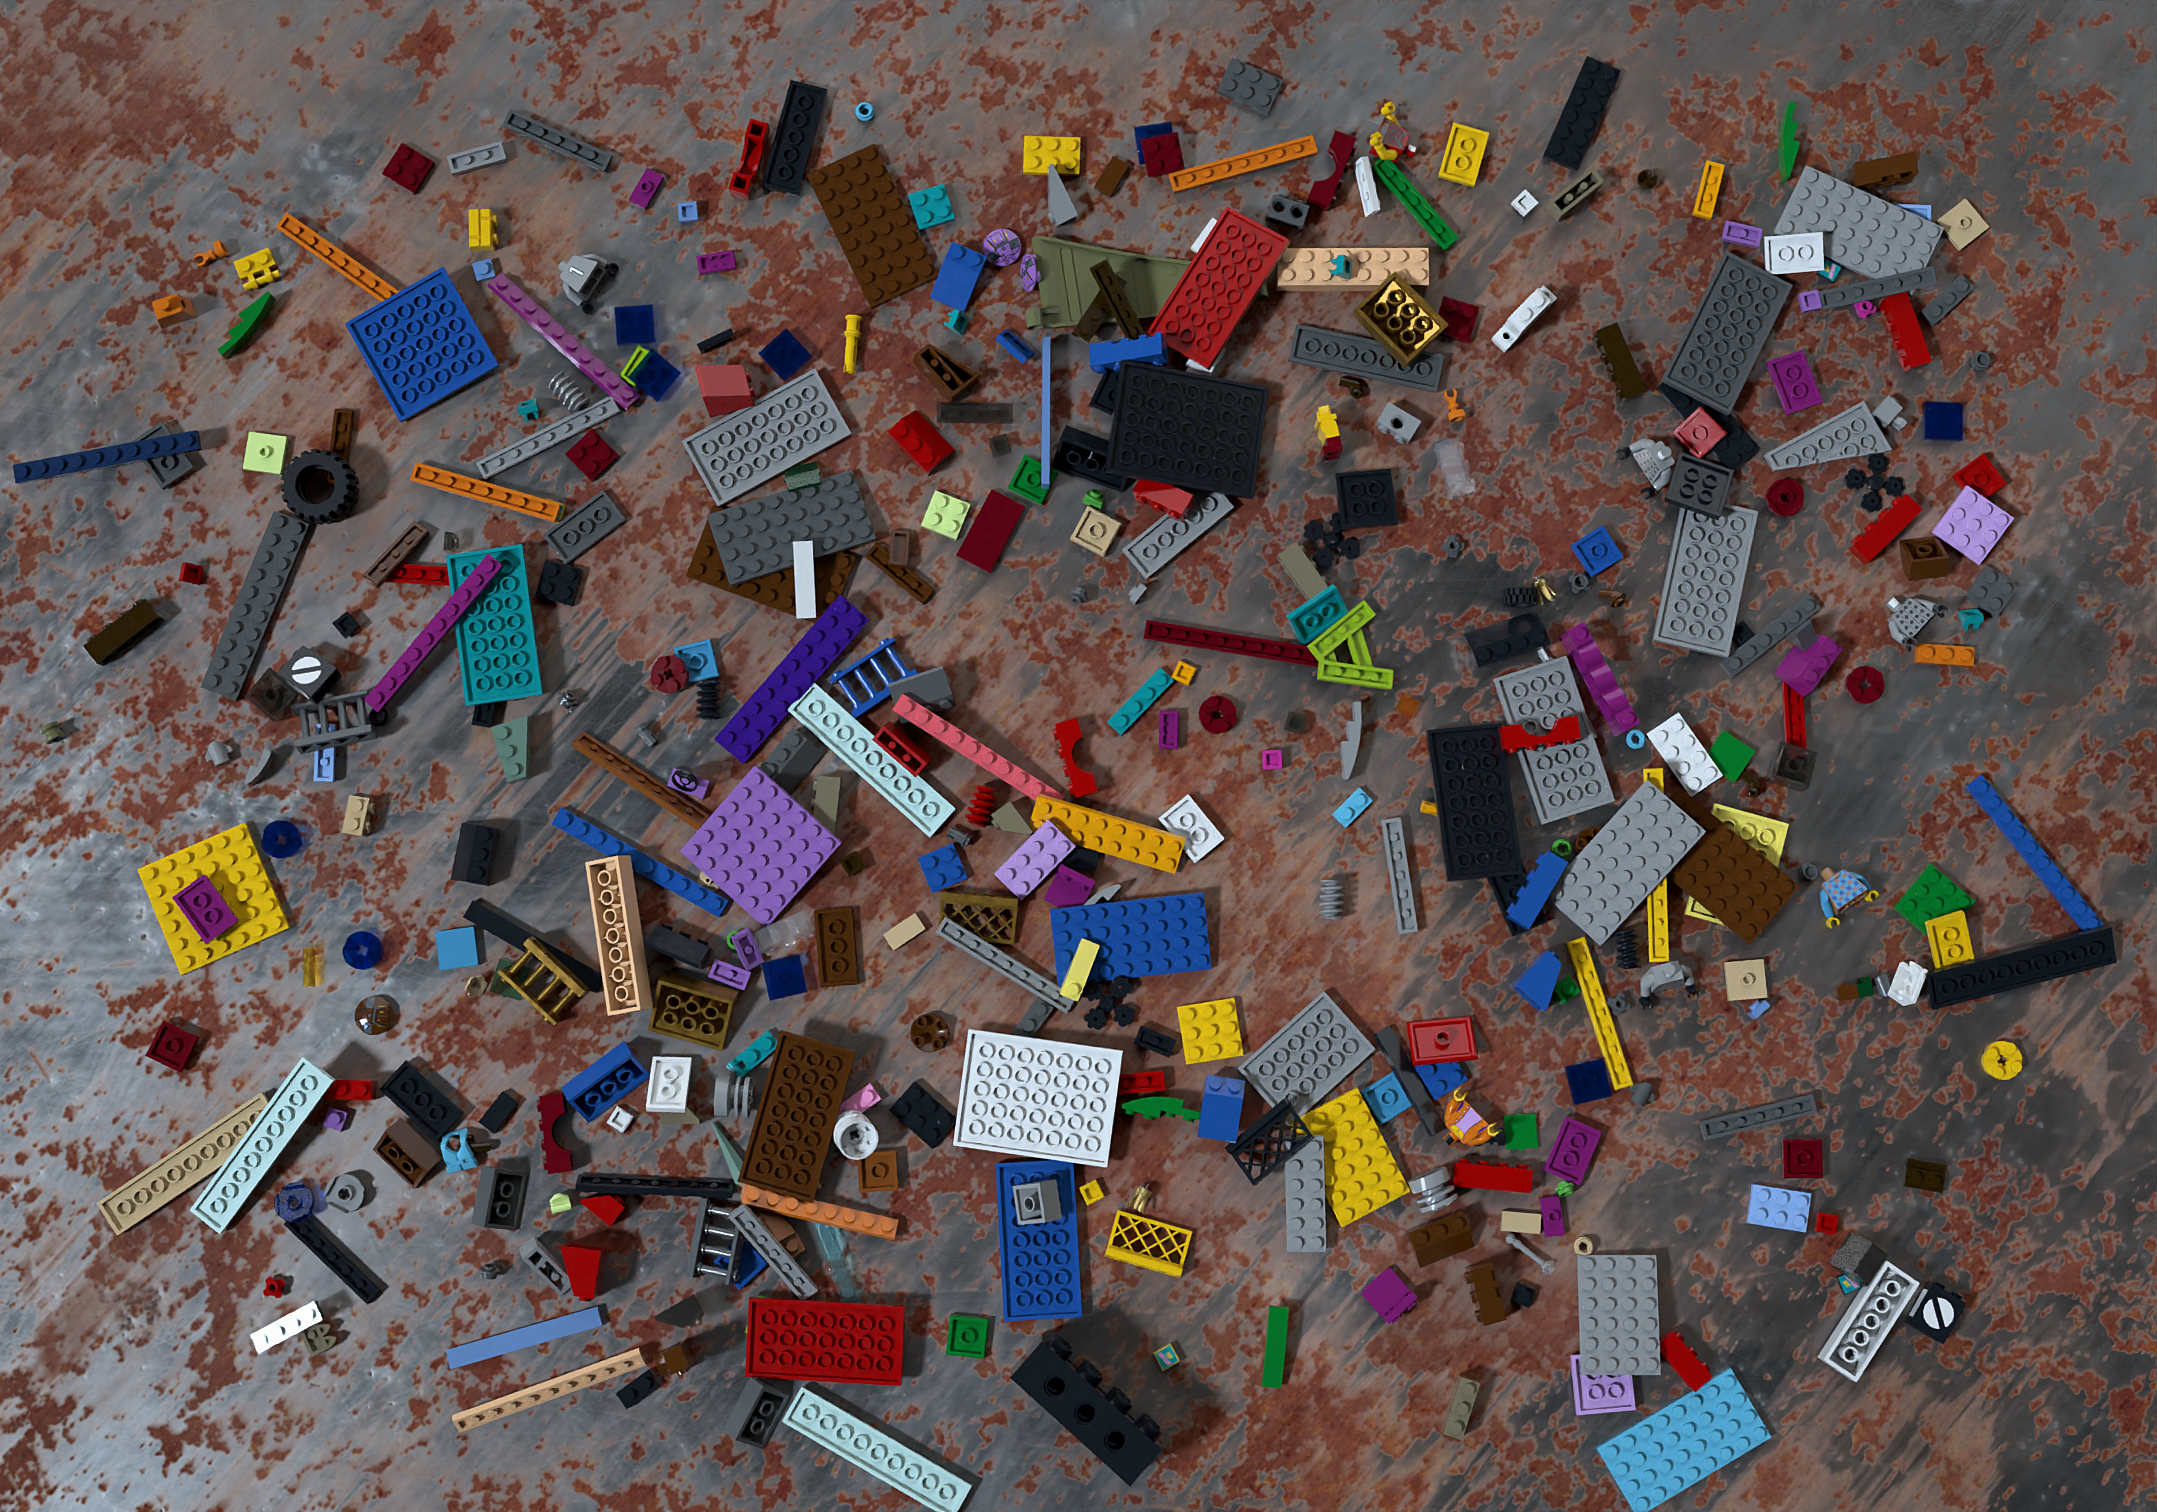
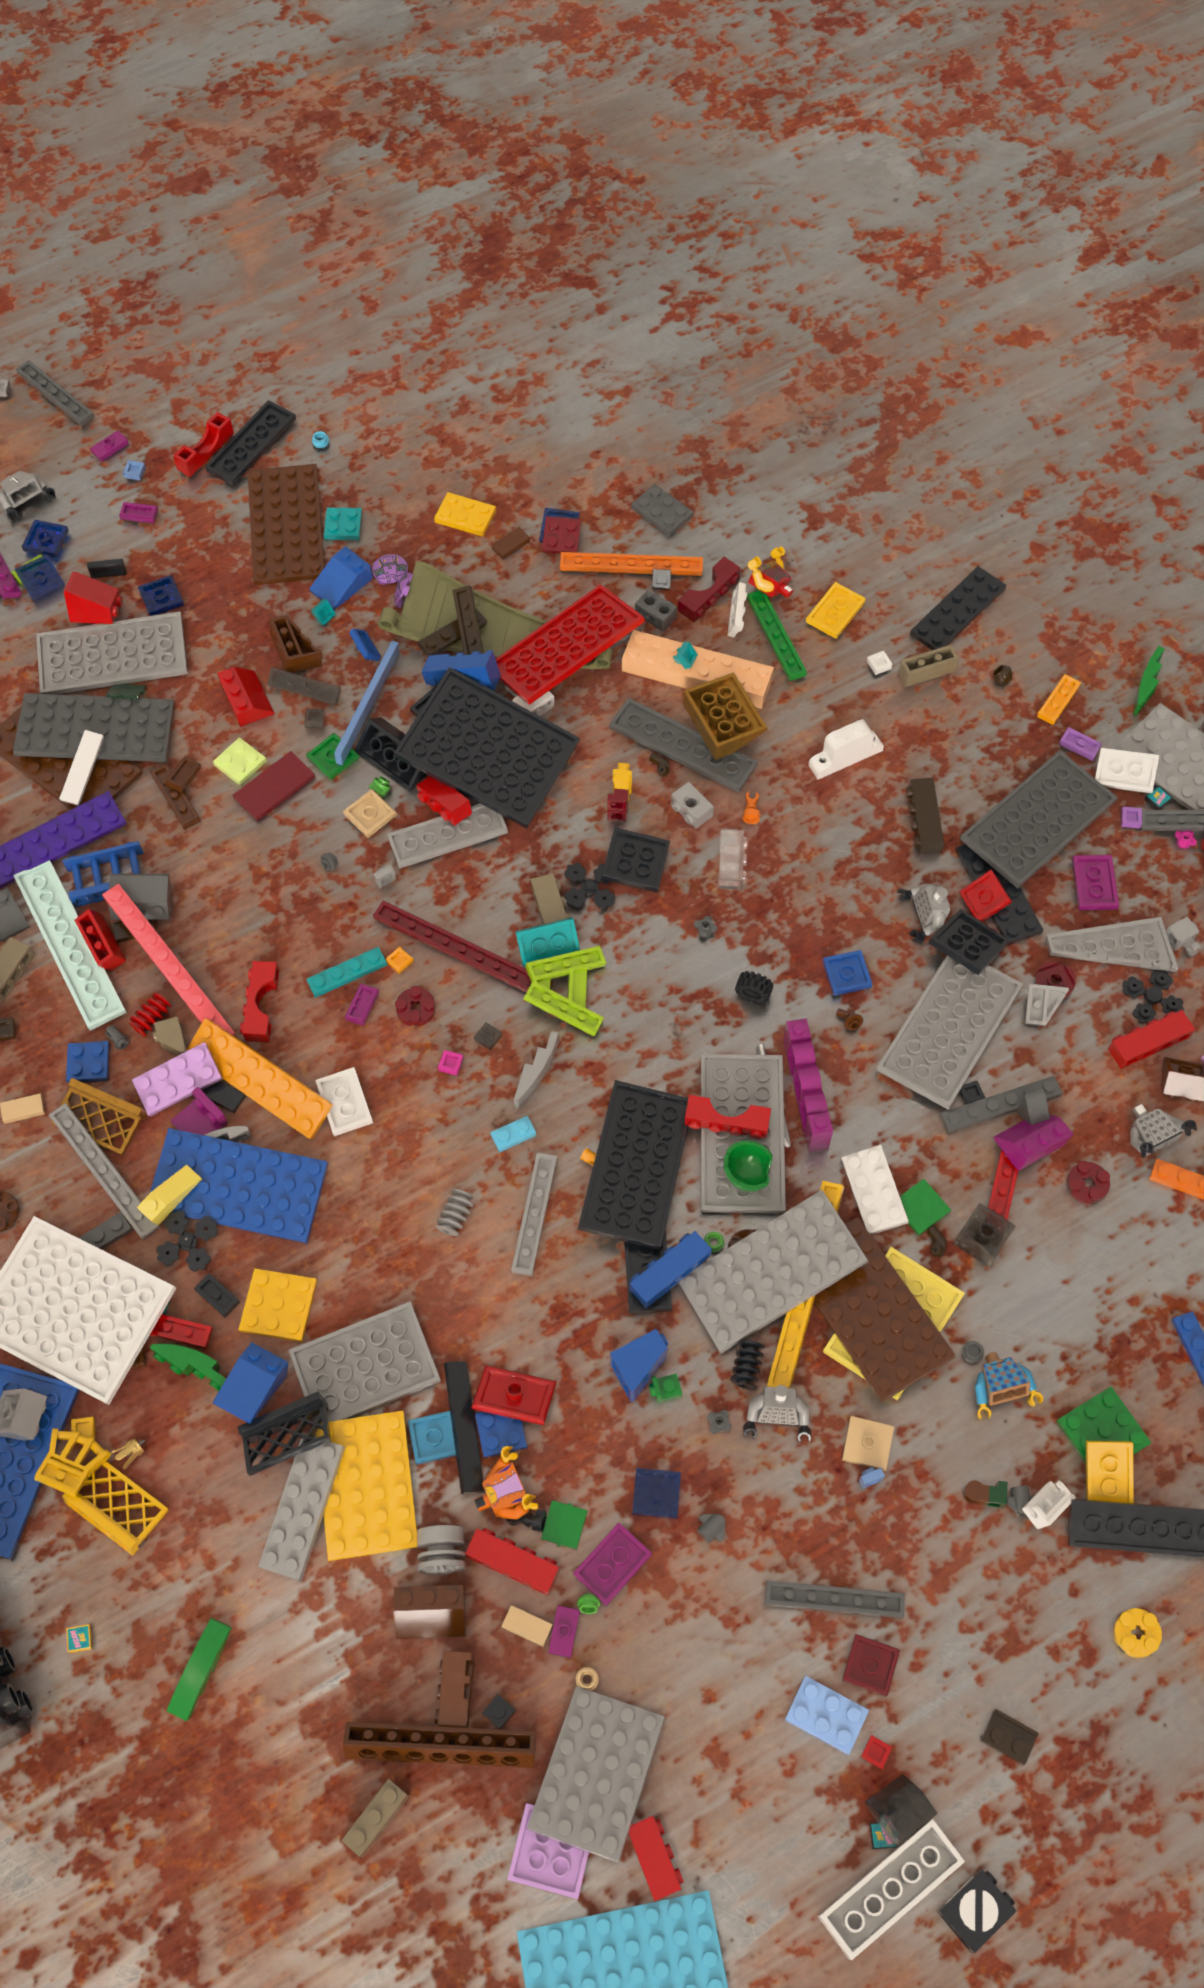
camera: 25 degrees right, 20 degrees down
(852, 334) = (226, 597): yellow pin -> none
(1059, 203) = (453, 545): light grey slope -> none
(1098, 1237) = (63, 1473): none -> yellow plate
(1279, 172) = (661, 578): none -> plate
(1389, 1296) = (348, 1656): magenta bracket -> none
(1406, 706) = (605, 1056): clear orange plate -> none
(1460, 318) = (780, 738): dark red plate -> none
(1490, 1337) = (439, 1745): none -> reddish brown brick
(1506, 640) = (727, 1027): black slope -> none
(1541, 585) = (780, 986): pearl gold piece -> none
(1547, 1267) = (538, 1687): light grey piece -> none
(1574, 776) = (747, 1165): none -> green cylinder
(1582, 577) = (824, 992): dark grey plate -> none
(1599, 1013) = (695, 1426): yellow tile -> none
(1641, 739) = (828, 1154): medium azure plate -> none
(1781, 525) = (1042, 1003): none -> light grey wing

